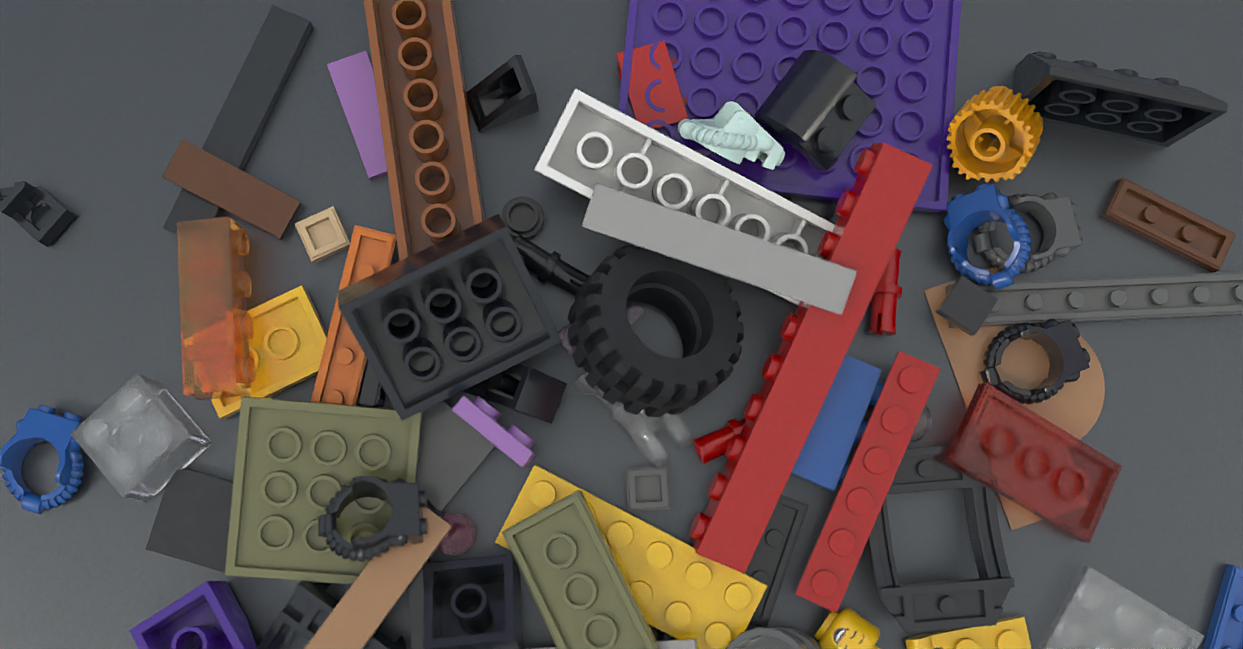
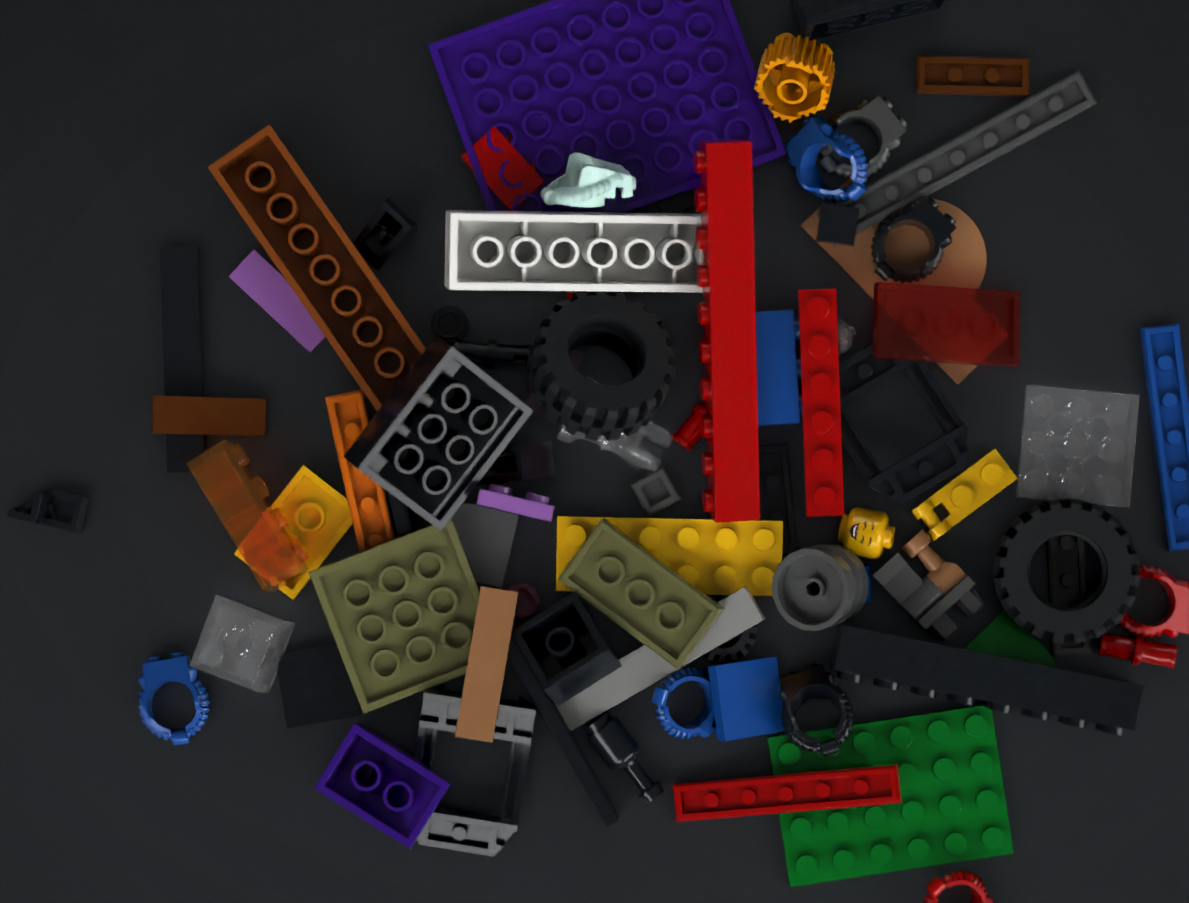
camera: 20 degrees left, 5 degrees up
(323, 234) = (297, 416): tan tile -> none
(404, 525) = (471, 589): black piece -> none
(719, 249) = (619, 283): light grey tile -> none
(816, 108) = (643, 125): black brick -> none
(885, 299) = (769, 245): red pin -> none

